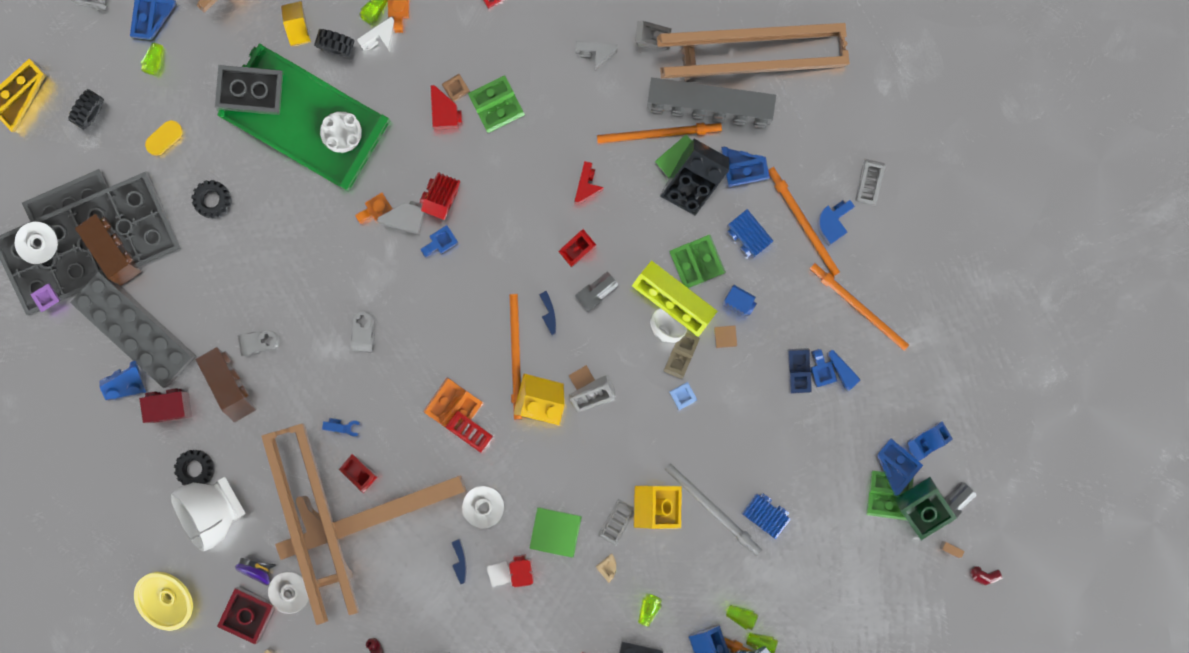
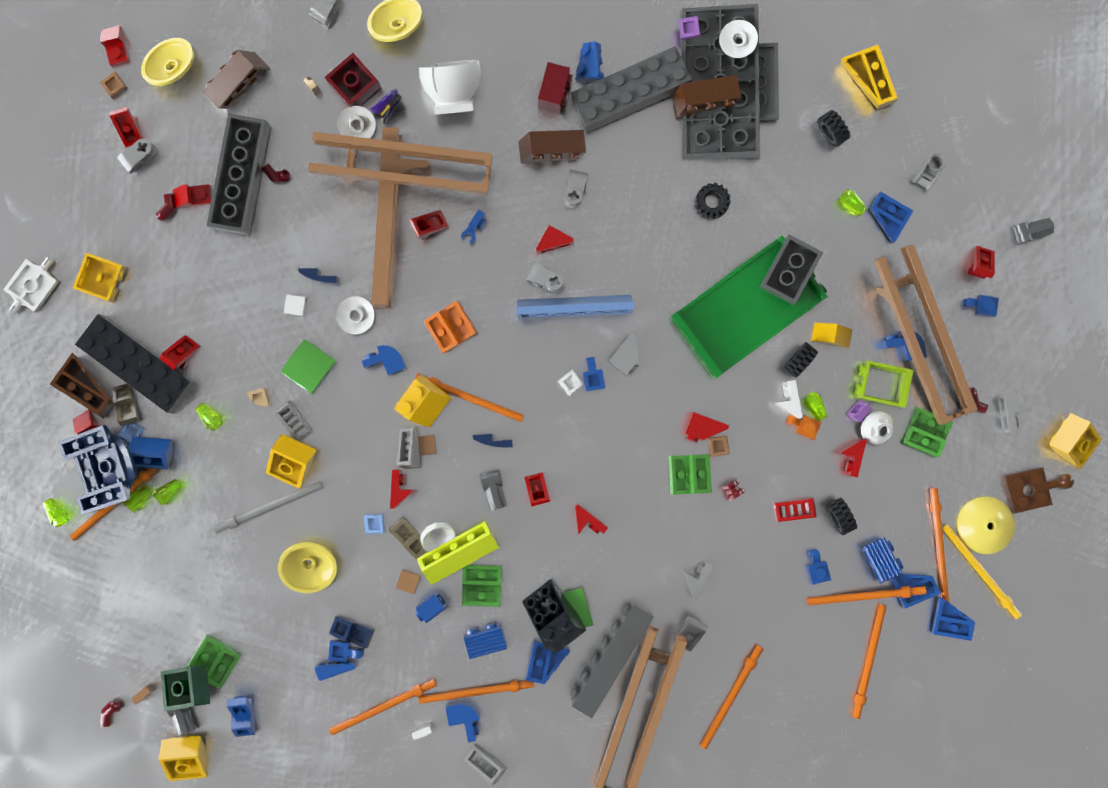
camera: 120 degrees right, 0 degrees up
(164, 138) = (781, 183): yellow tile -> none
(185, 458) = (494, 80): black tyre -> none
(320, 342) = (553, 240): none -> red slope
(340, 132) = (722, 332): white dish -> none
(375, 207) = (645, 336): orange plate -> none
(377, 290) = (575, 306): none -> medium blue arch
(440, 195) = (631, 393): red brick -> none
(456, 261) = (571, 382): none -> white tile
(482, 442) = (408, 337): red slope -> none
(492, 54) = (733, 489): none -> dark red wheel
(509, 454) = (389, 357): none -> blue brick
(521, 571) = (286, 323): red brick -> none
(643, 382) = (397, 494): none -> red slope
(699, 129) = (593, 638): orange bar -> none
(762, 436) = (305, 575): none -> light yellow dish
(765, 515) = (241, 549): blue brick -> none
(865, 257) = (422, 731): none -> white tile
(898, 465) = (233, 680): blue wing -> none
(996, 480) = (183, 758): none -> yellow slope

